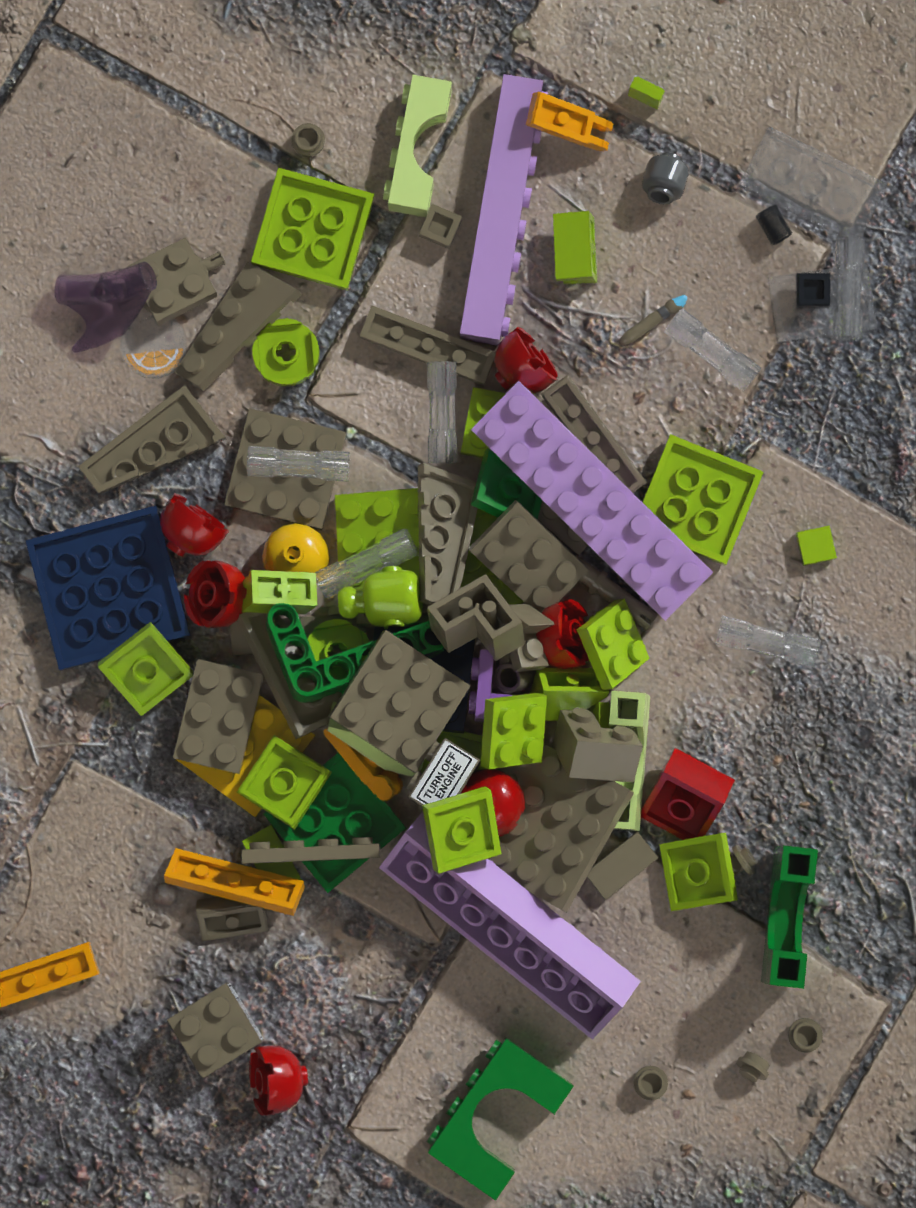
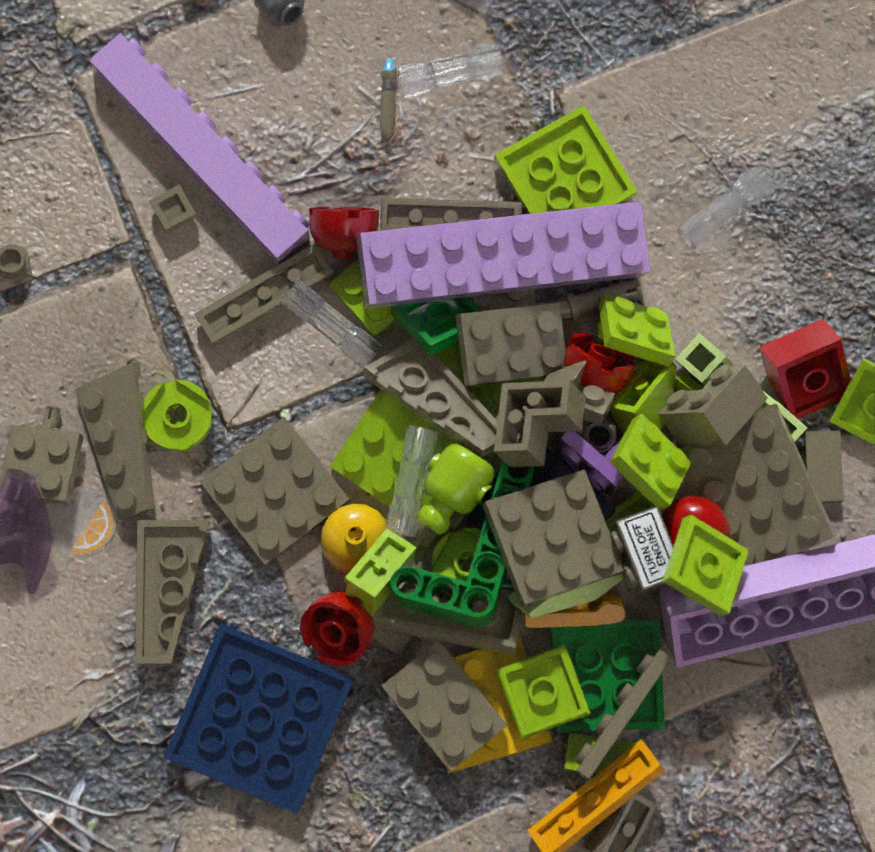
camera: 55 degrees left, 5 degrees down
(145, 669) = (355, 737): lime plate -> none
(190, 528) = (264, 607): red cylinder -> none
(296, 463) = (298, 454): clear axle -> none
(312, 229) = (90, 314): lime plate -> none
(426, 106) = (120, 206): yellowish green arch -> none
(567, 121) = (170, 39): light orange hinge -> none
(575, 247) = (278, 114): lime hinge -> none
(816, 545) = (676, 111): lime tile -> none

